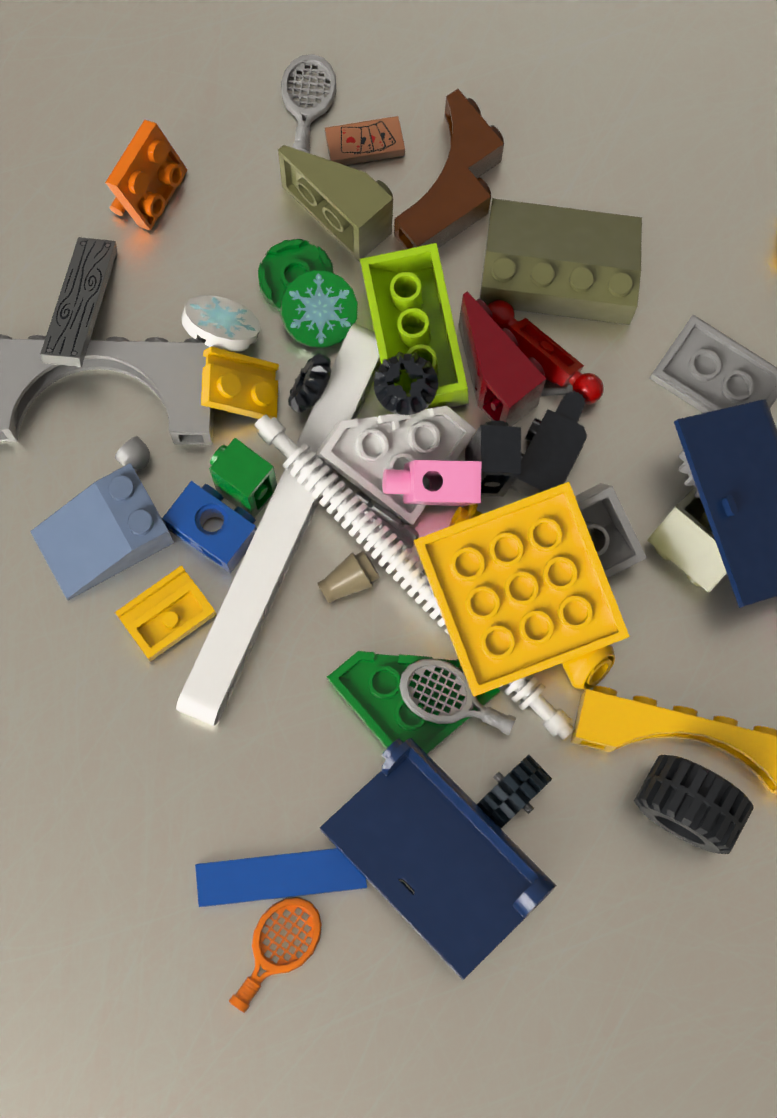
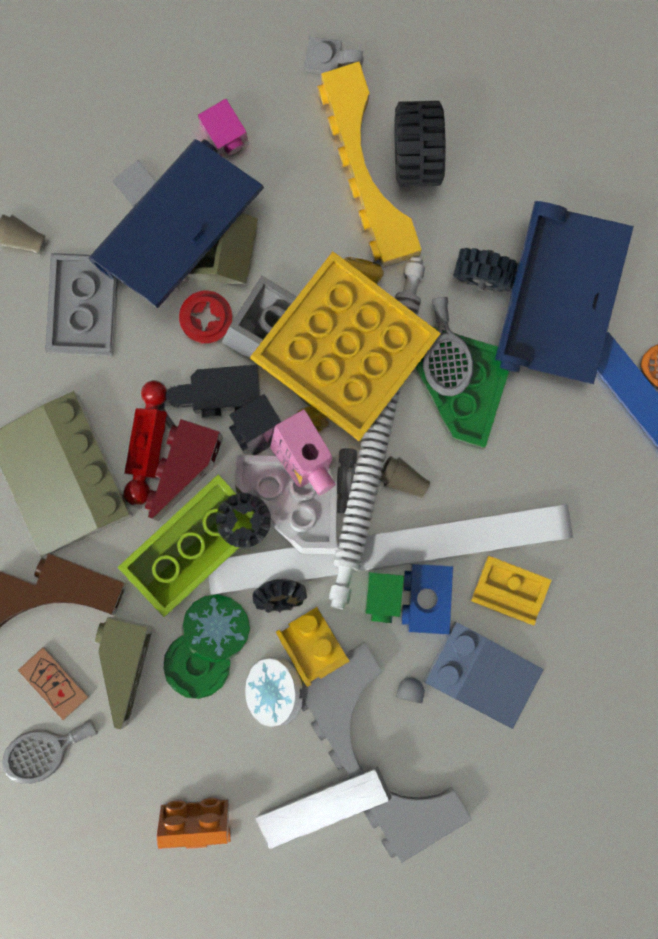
camera: 120 degrees left, 10 degrees up
(654, 484) = (195, 305): none -> red gear

